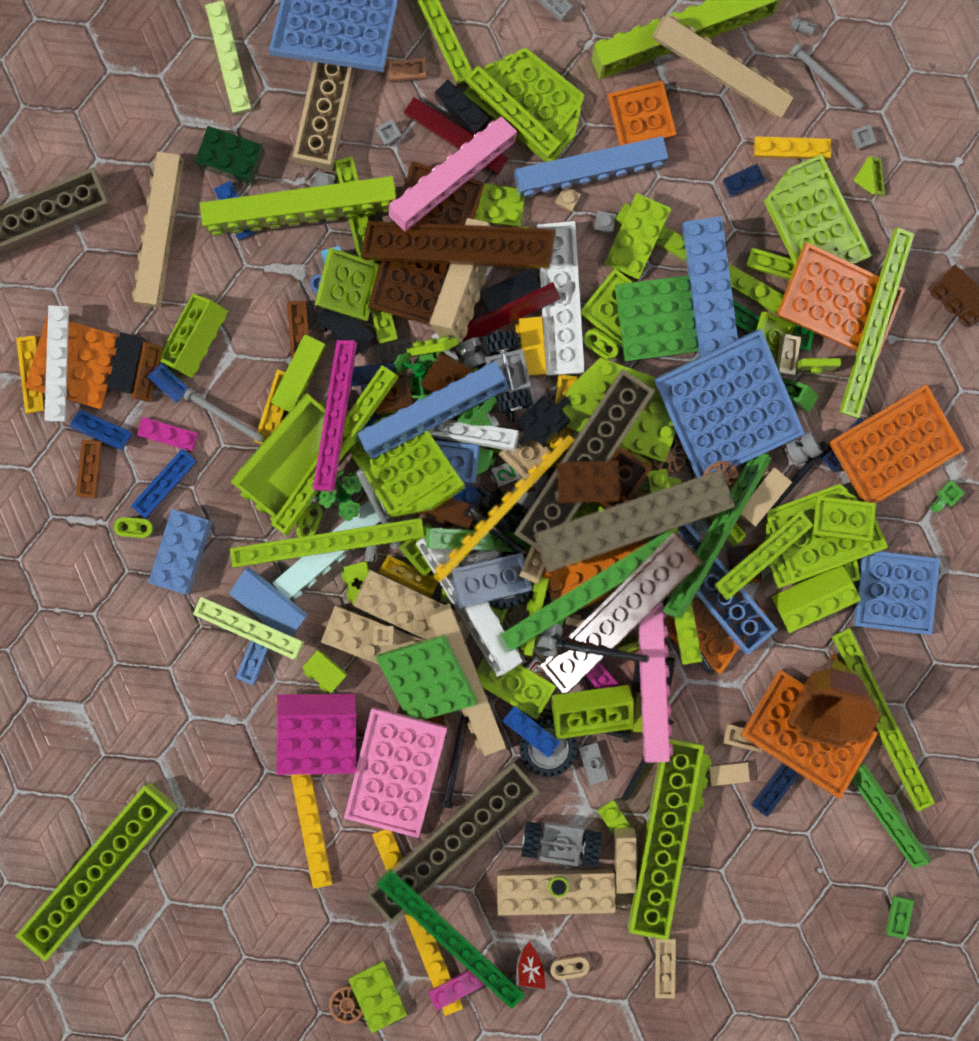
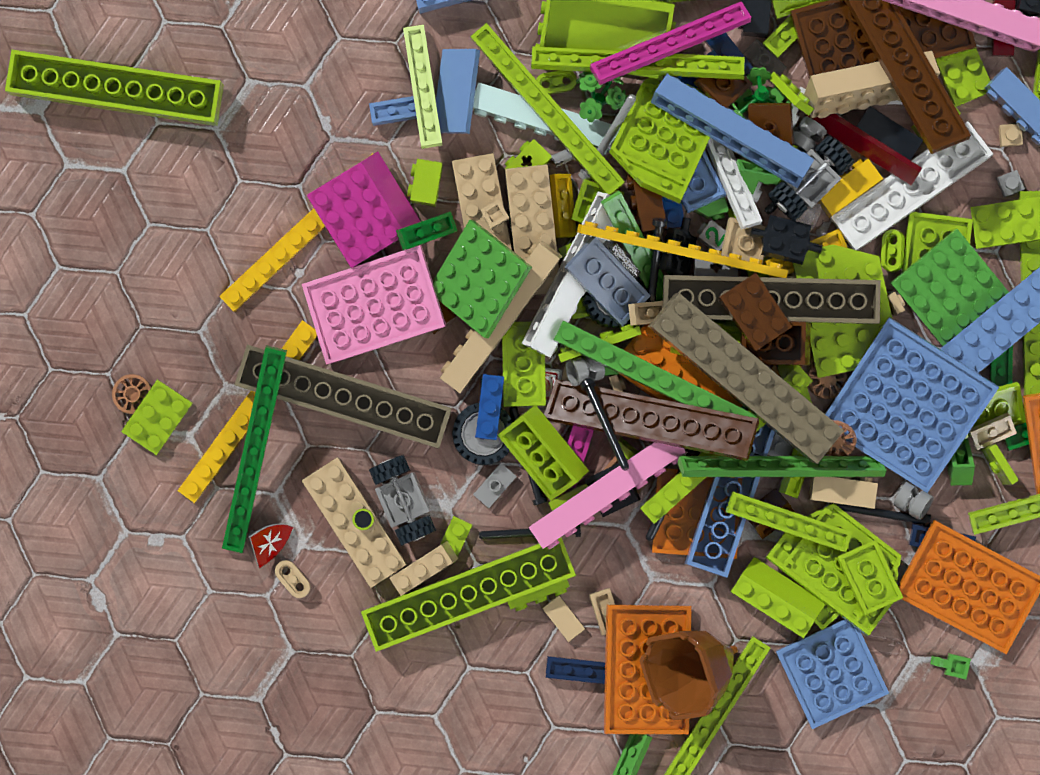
camera: 60 degrees right, 0 degrees up
(363, 695) = (426, 231): none -> green plate
(454, 989) = (208, 483): dark pink plate -> none
(455, 763) = (374, 371): black bar -> none
(643, 366) = (896, 303): none -> tan plate
(665, 967) = (347, 668): tan plate -> none

